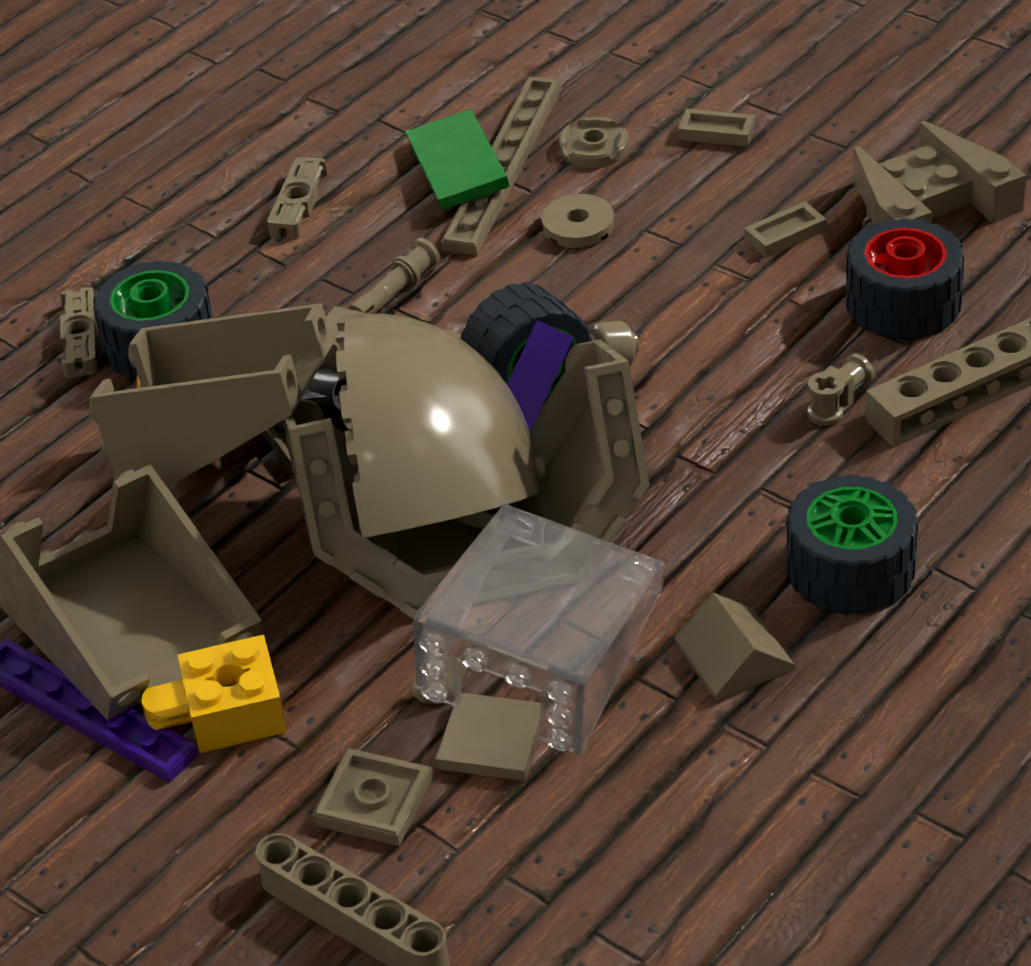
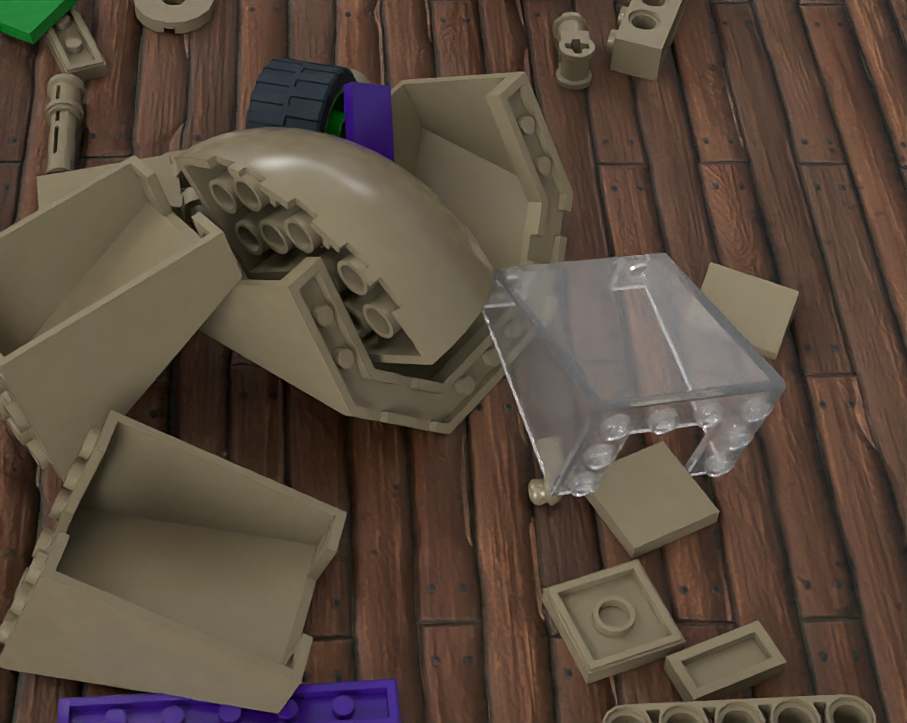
camera: 50 degrees left, 5 degrees up
(218, 712) = (376, 611): yellow brick -> none
(410, 868) = (725, 664): none -> dark tan tile
(851, 544) = (749, 168): black wheel -> none

